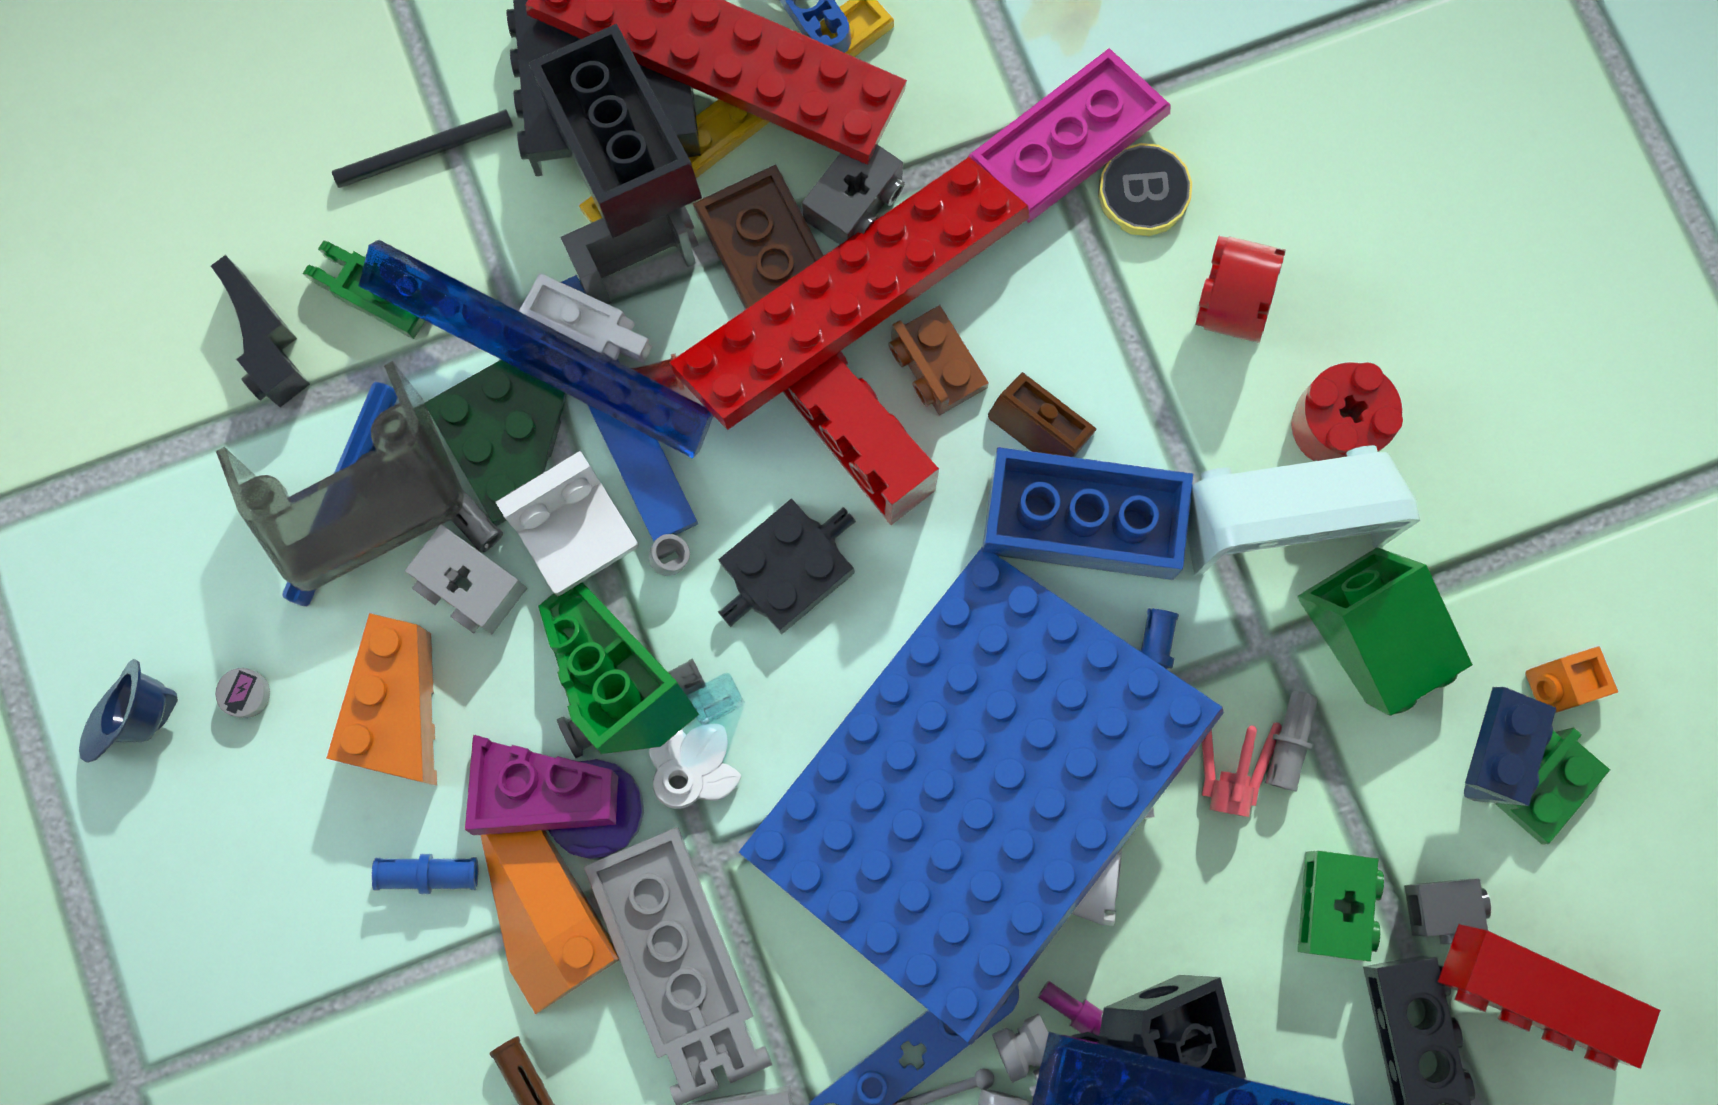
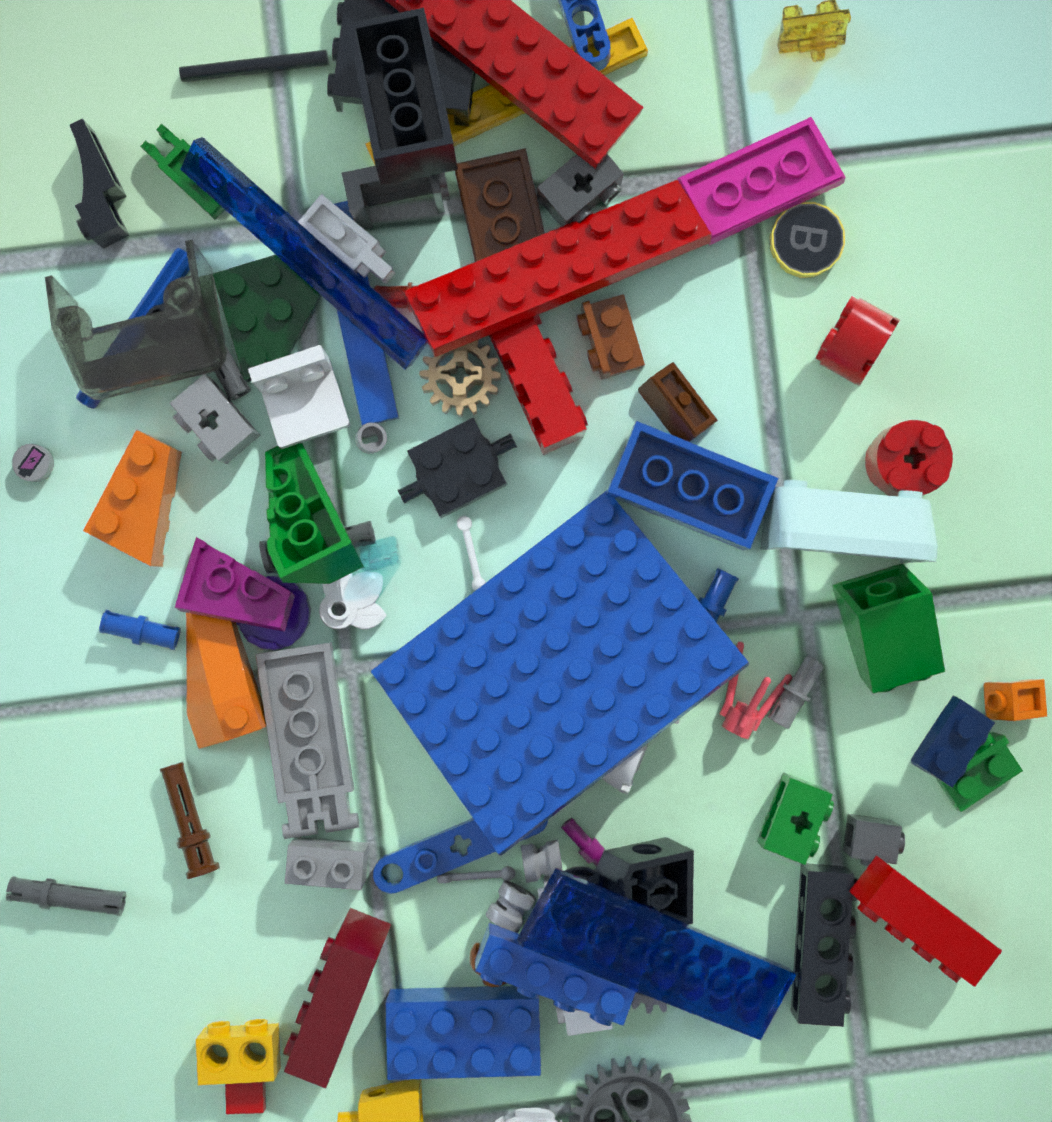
camera: 10 degrees right, 10 degrees up
(780, 445) = (478, 376): none -> tan gear
(813, 634) = (464, 523): none -> white hinge

